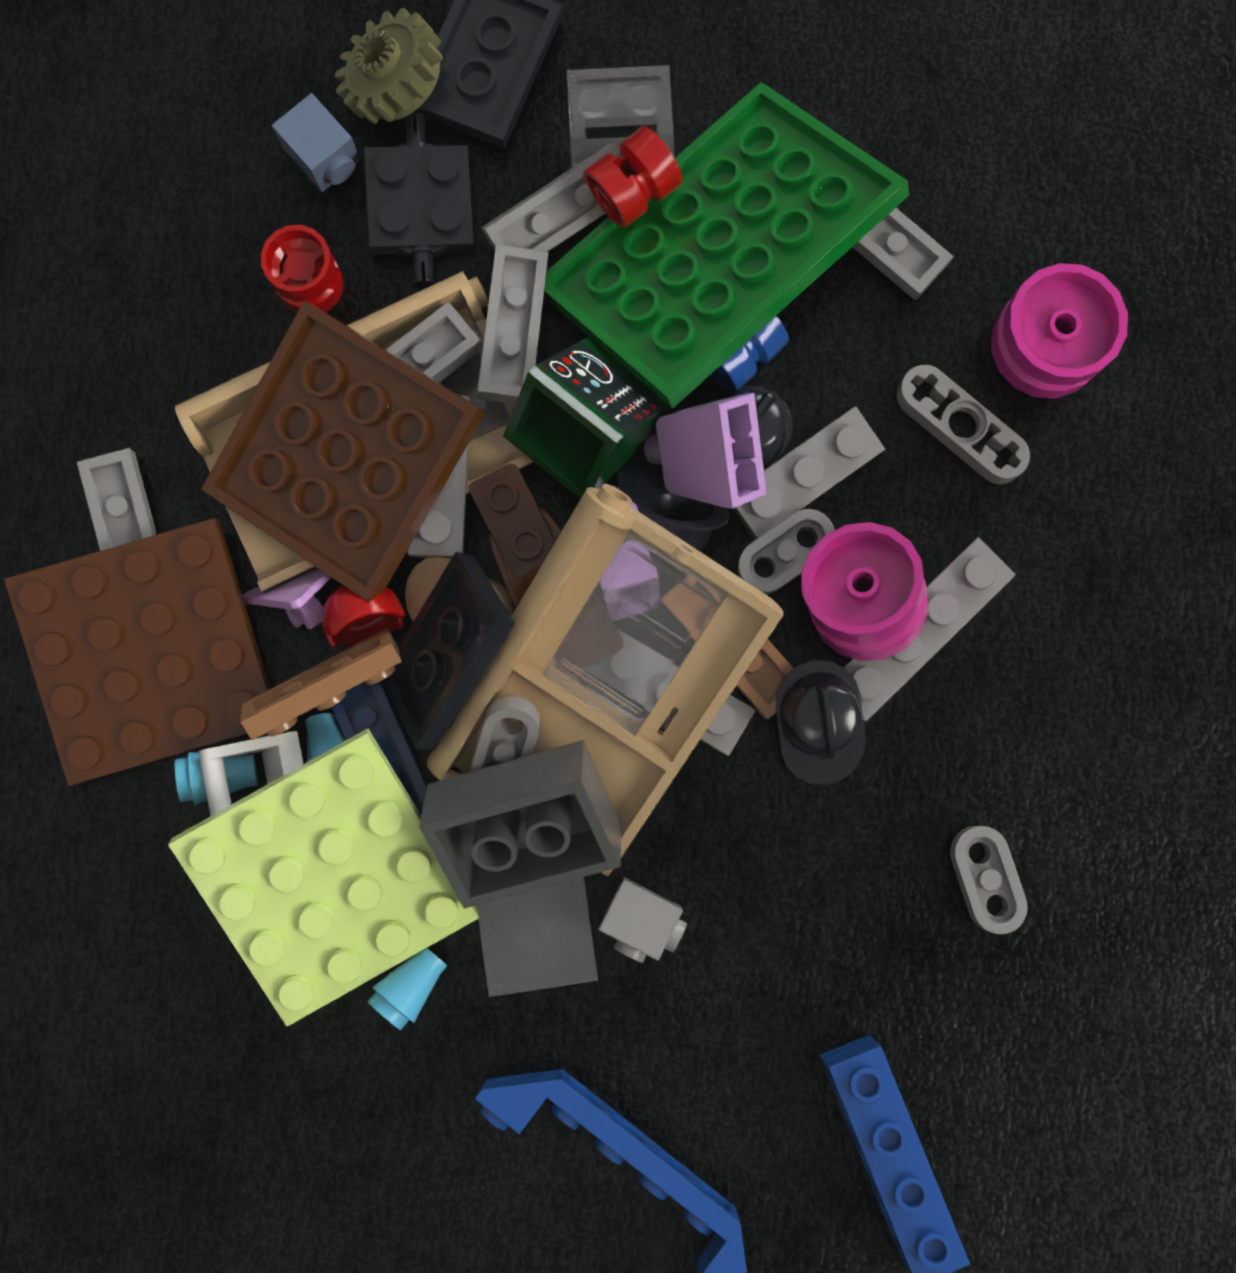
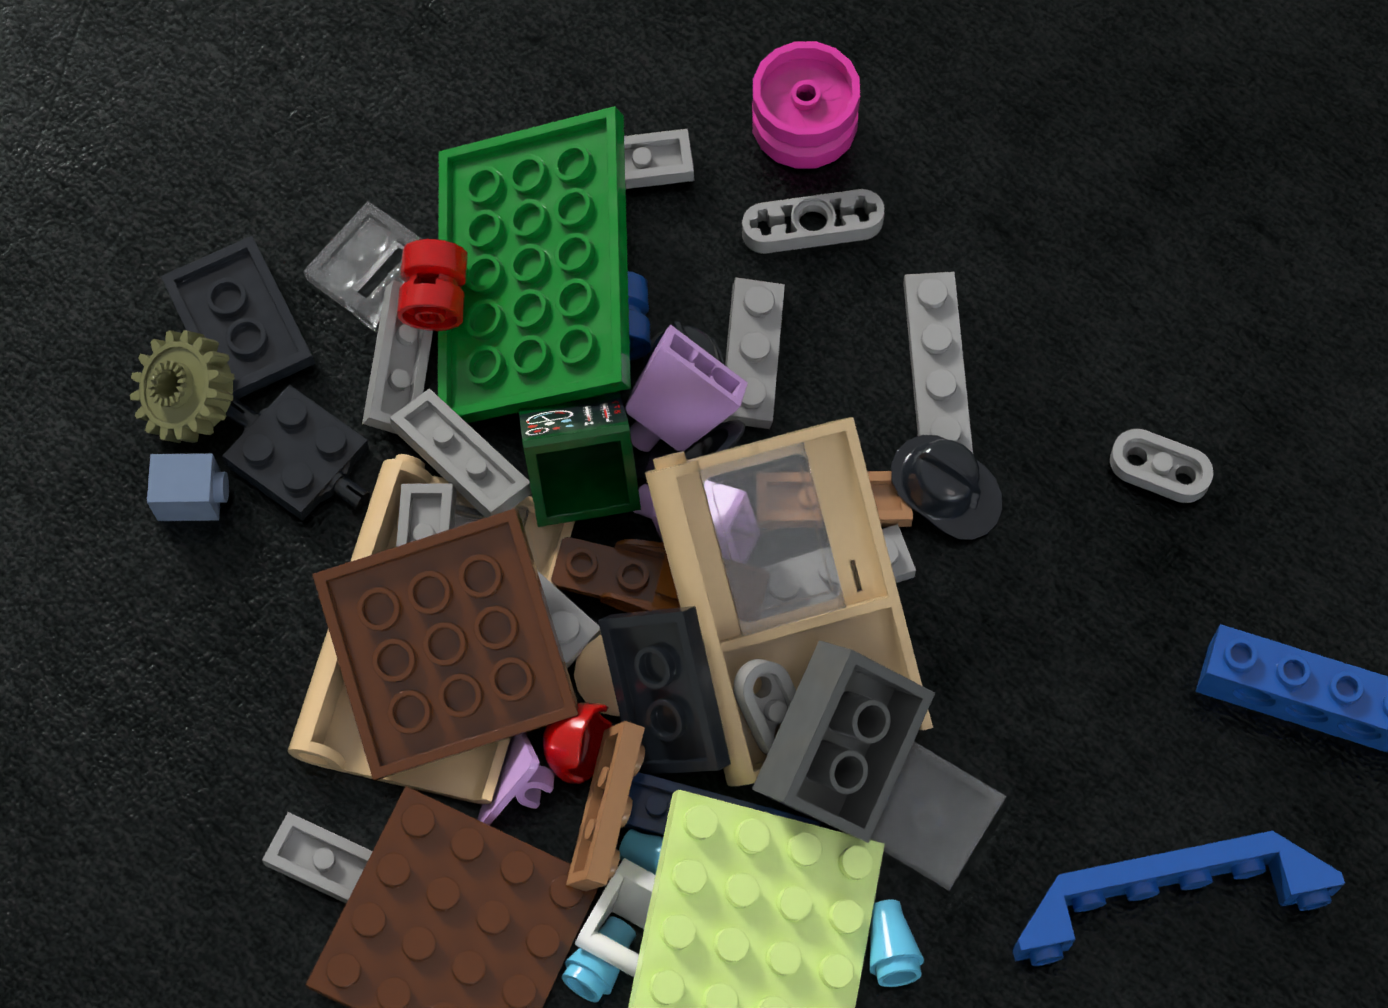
camera: 45 degrees left, 15 degrees down
(302, 268) = (275, 572): red wheel -> none
(642, 922) = (987, 728): light grey brick -> none
(782, 550) = (794, 411): light grey plate -> none
(865, 591) = (879, 373): dark pink wheel -> none

